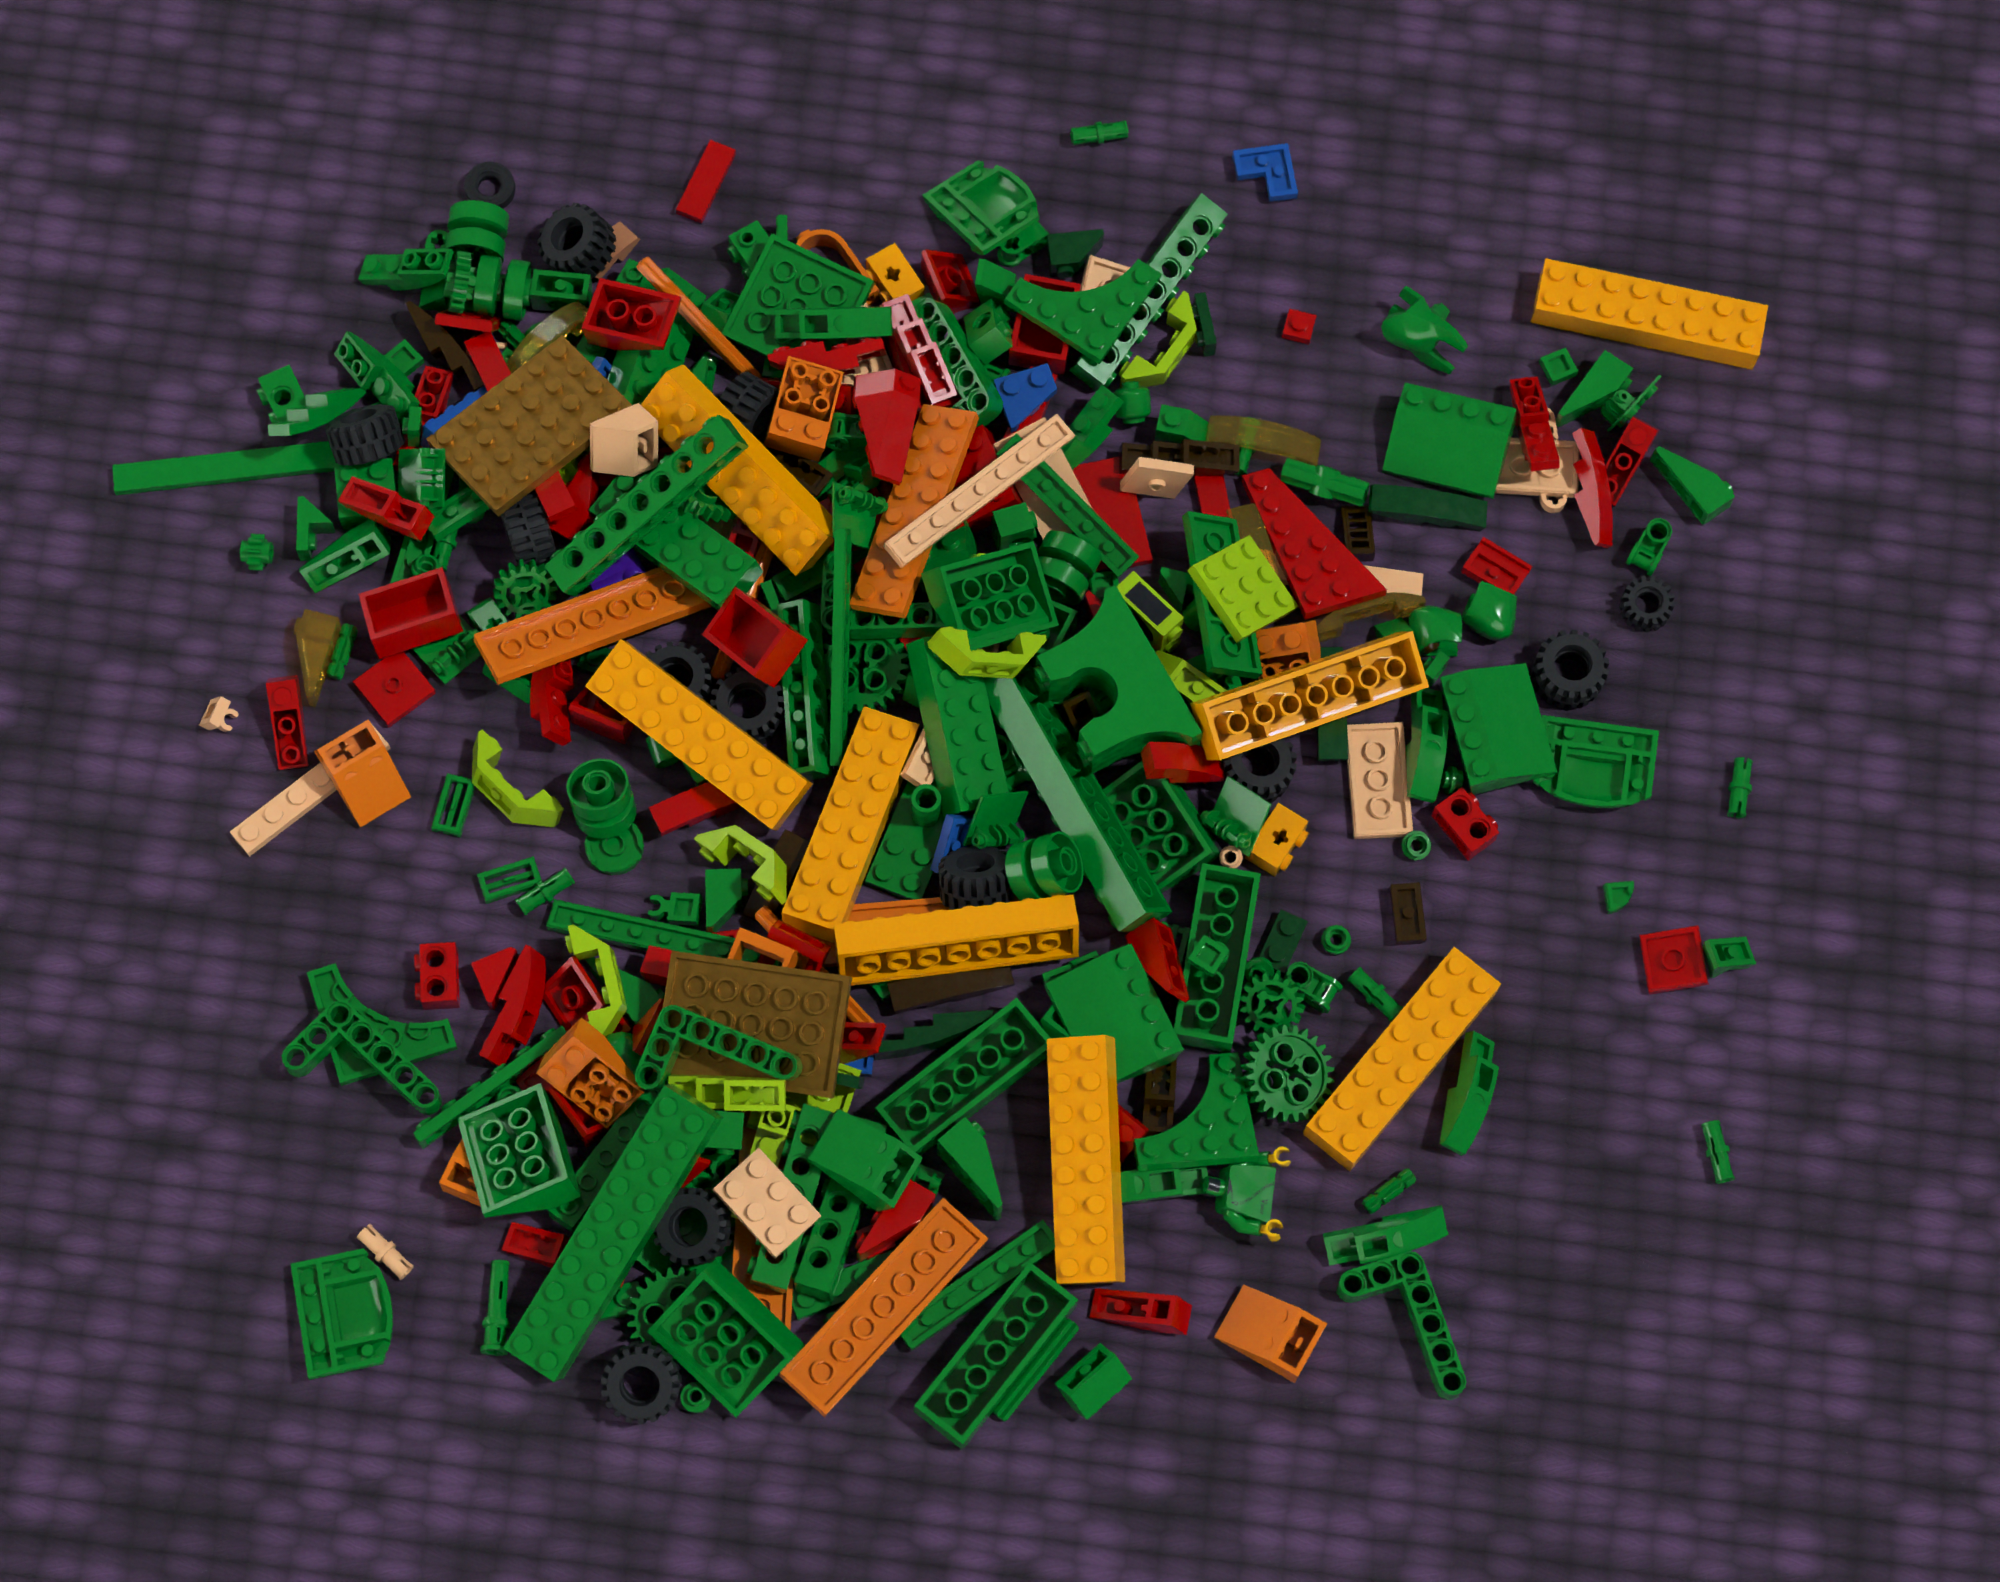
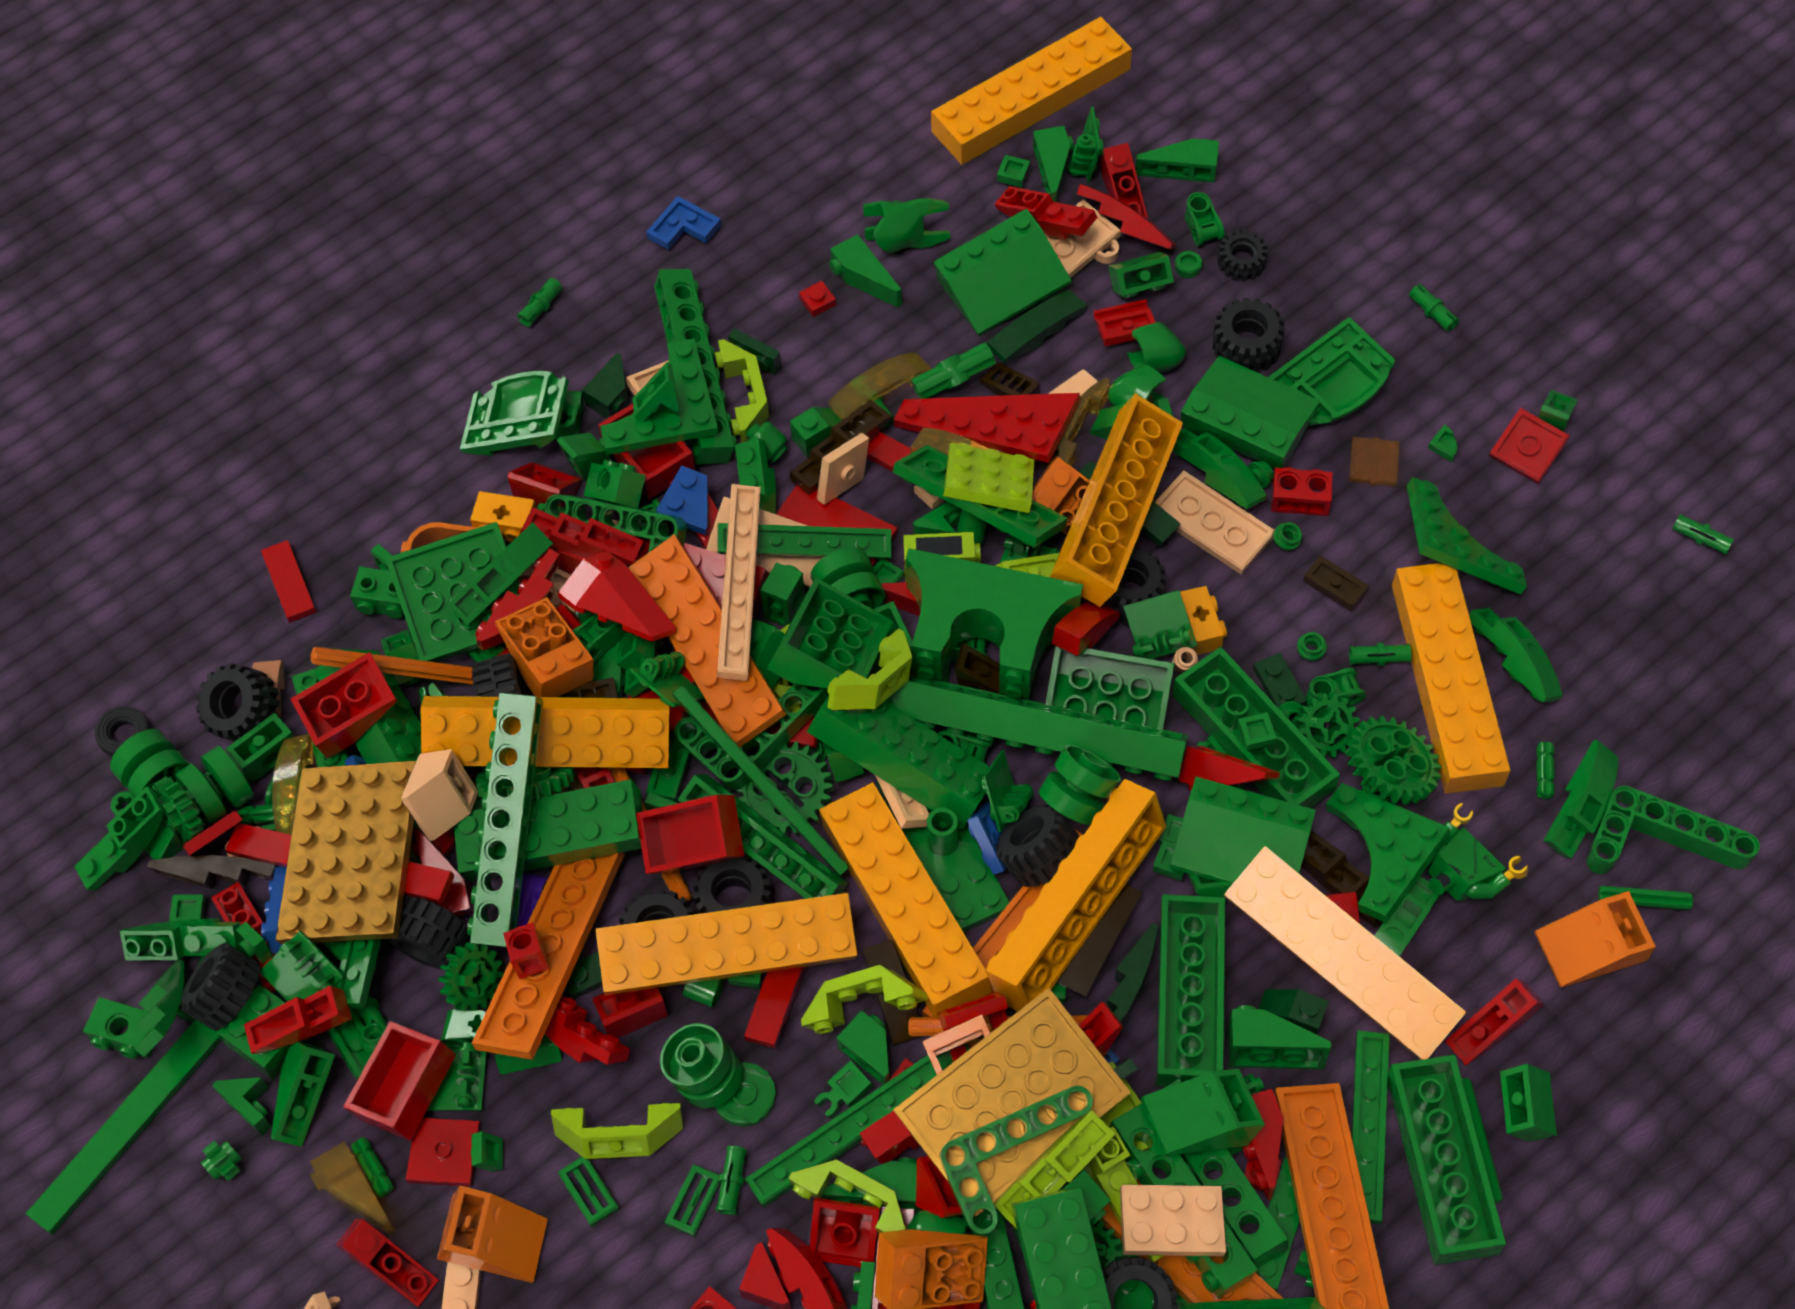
camera: 40 degrees left, 10 degrees down
(418, 715) = (487, 1152): none -> green plate
(570, 608) = (526, 950): none -> red brick
(1017, 1164) = (1296, 1007): none -> dark green slope
(1079, 292) = (657, 391): none -> green slope
(1347, 1344) = (1650, 897): none -> green axle
(1353, 335) = (863, 271): none -> green slope
(1515, 970) = (1448, 542): none -> green plate
(1549, 543) = (1141, 274): none -> green brick
(1550, 855) = (1374, 461): none -> clear orange piece
(1601, 570) = (1188, 264): none -> green tile

